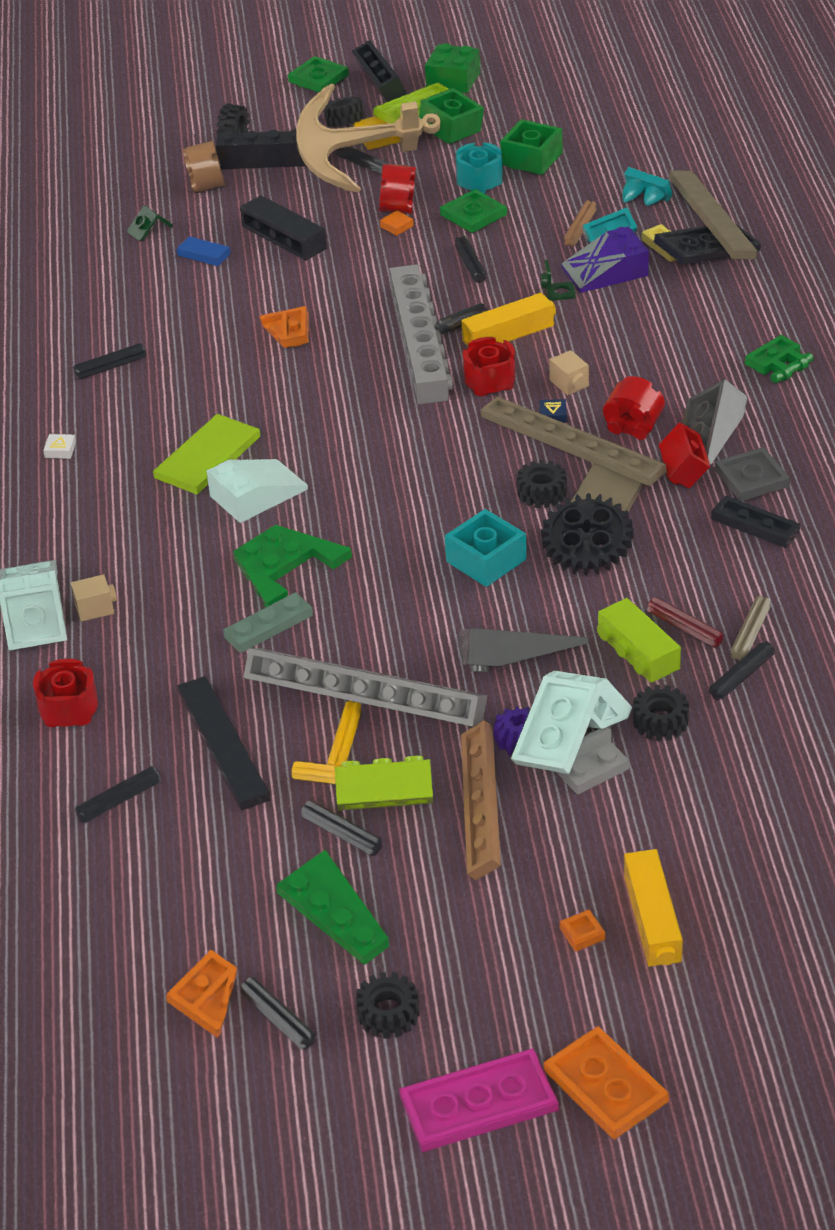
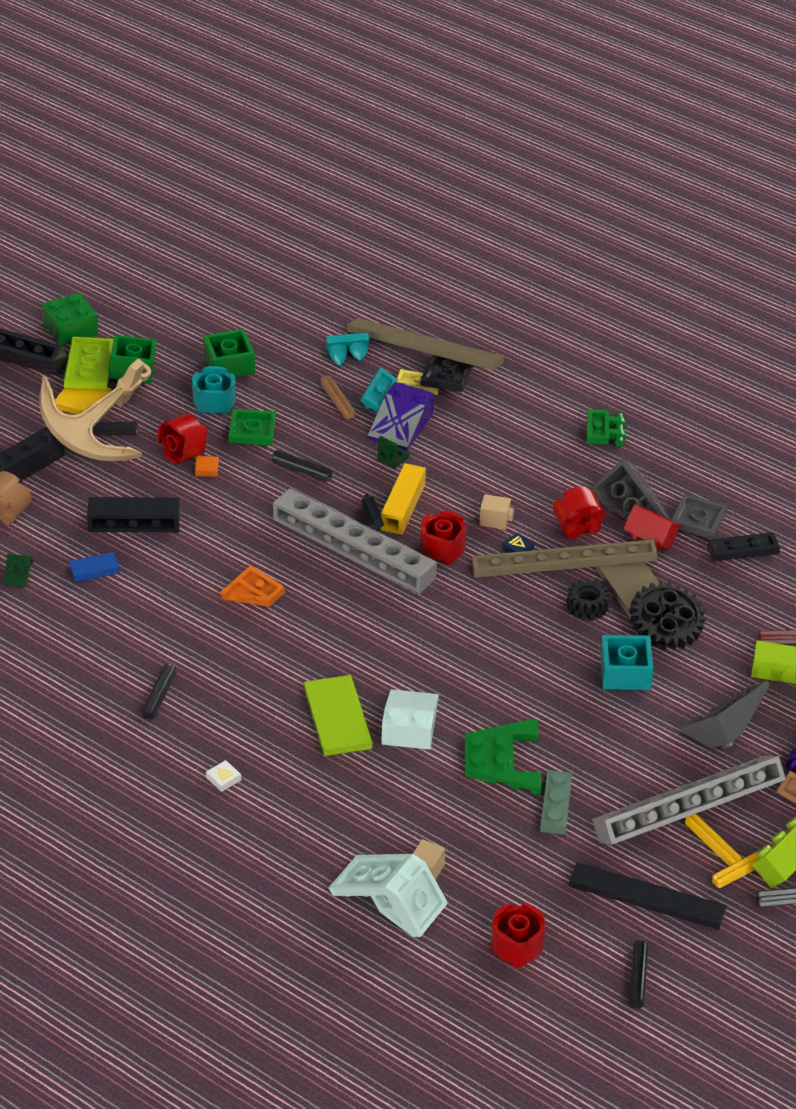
camera: 50 degrees left, 0 degrees up
(344, 111) = (30, 396): black tyre -> none

